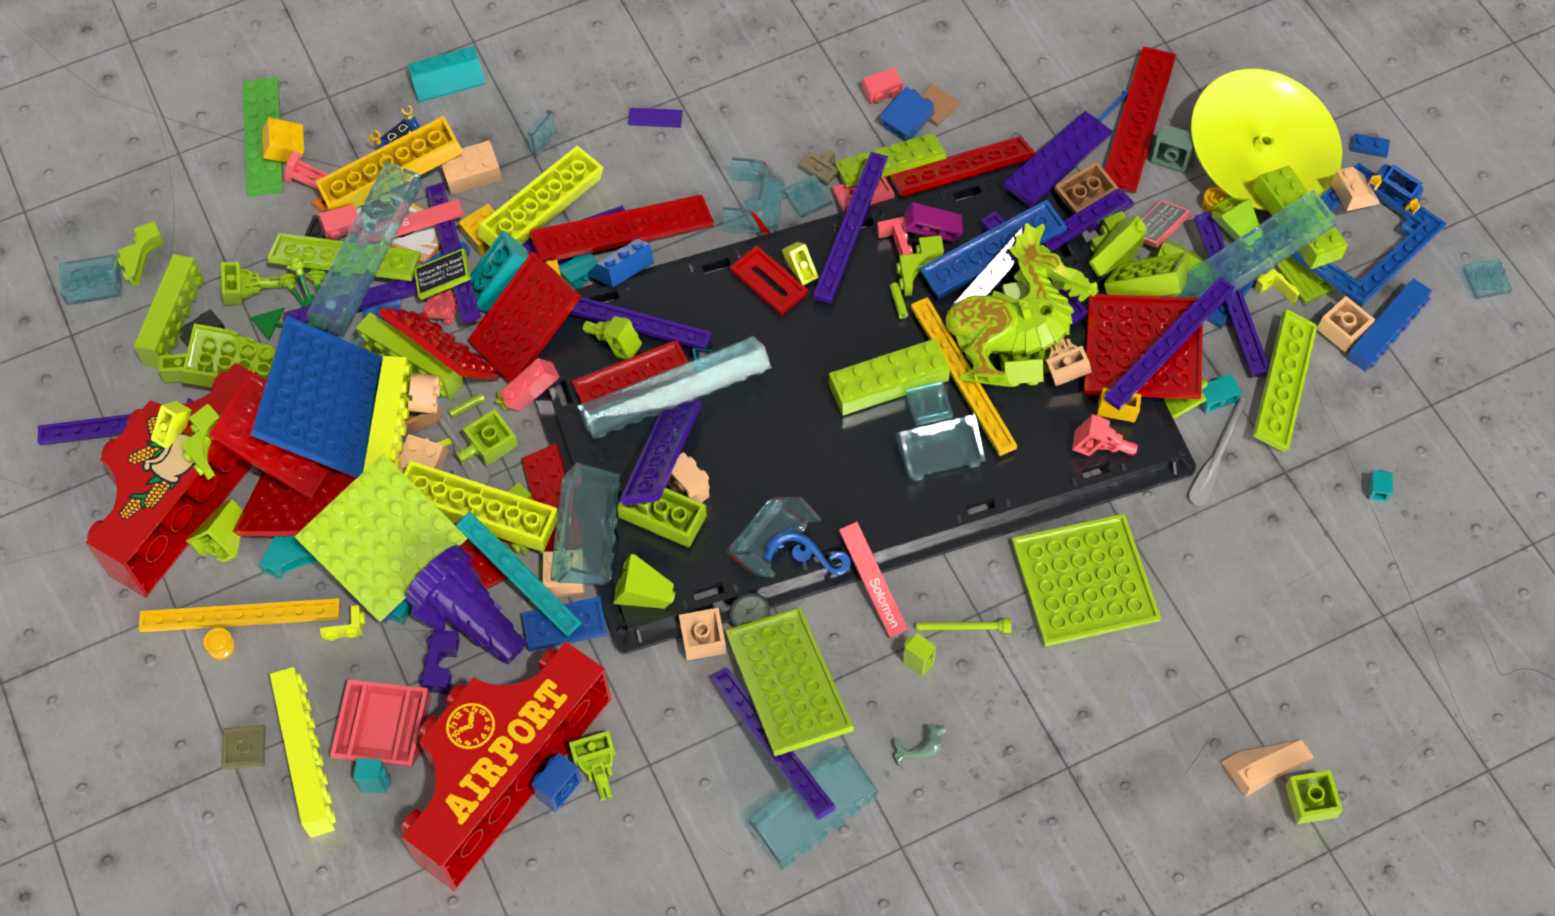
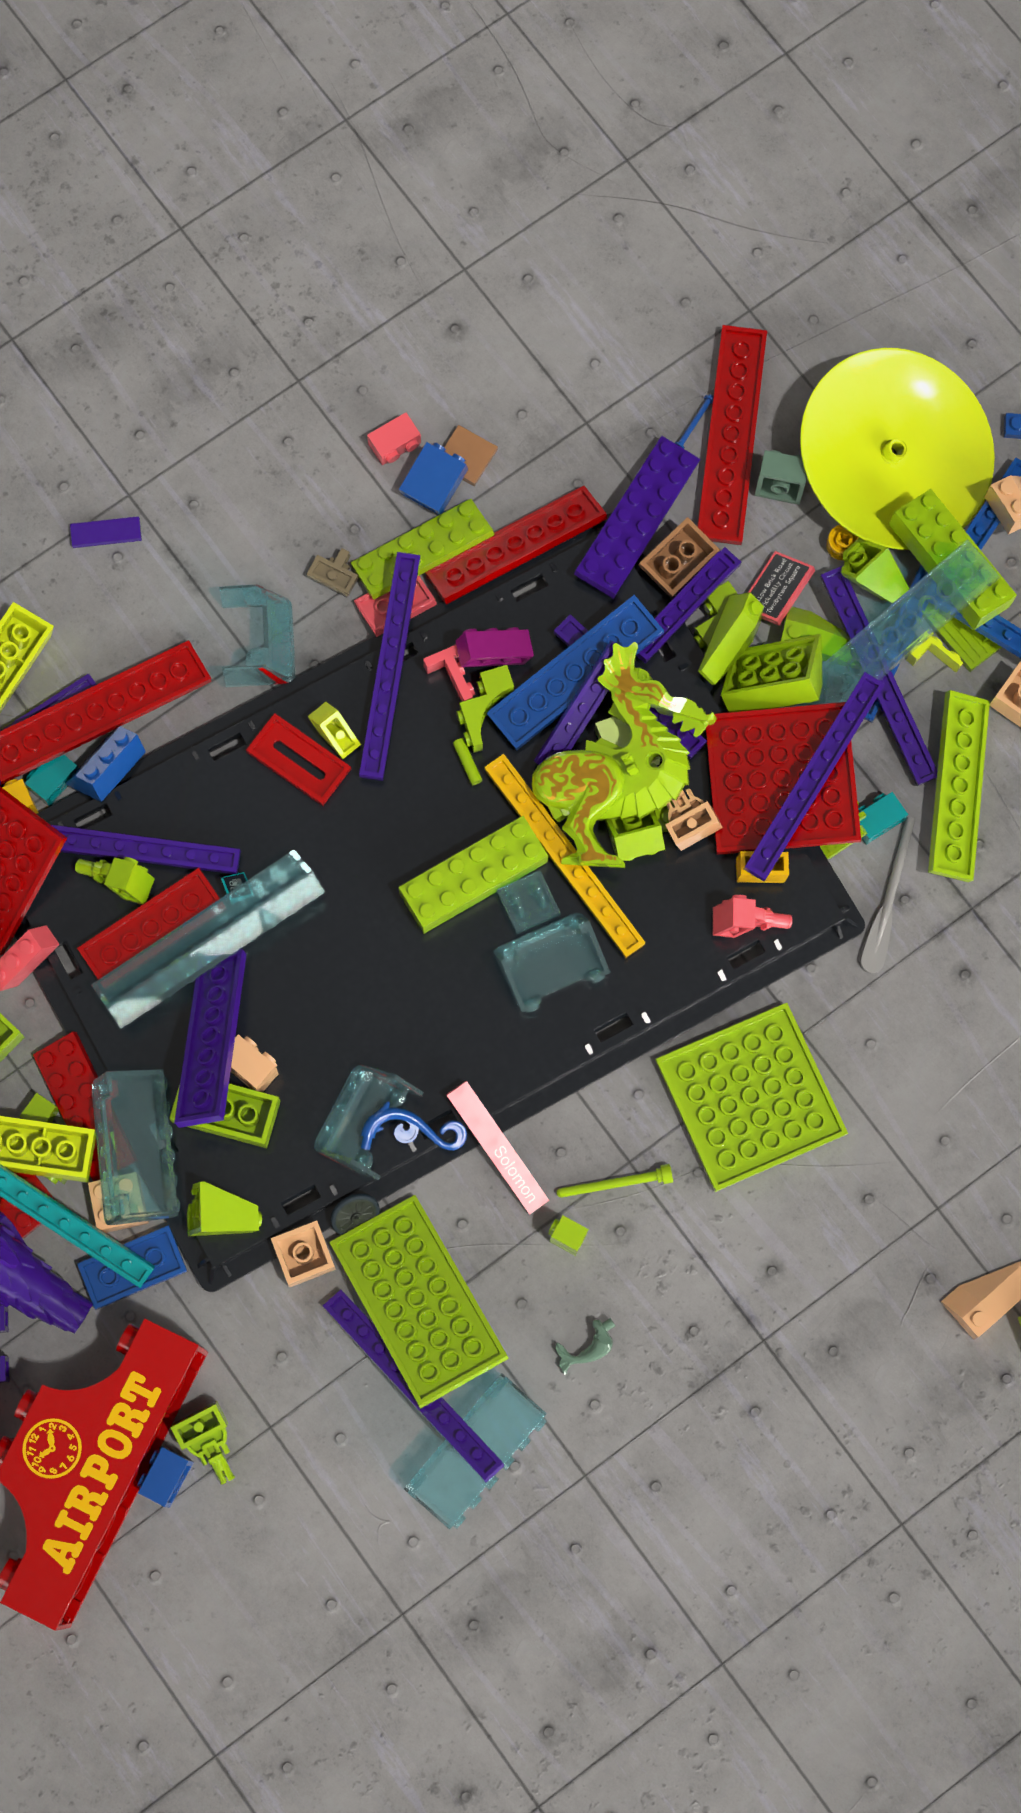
camera: 15 degrees left, 15 degrees up
(808, 196) = (325, 619): clear light blue plate -> none

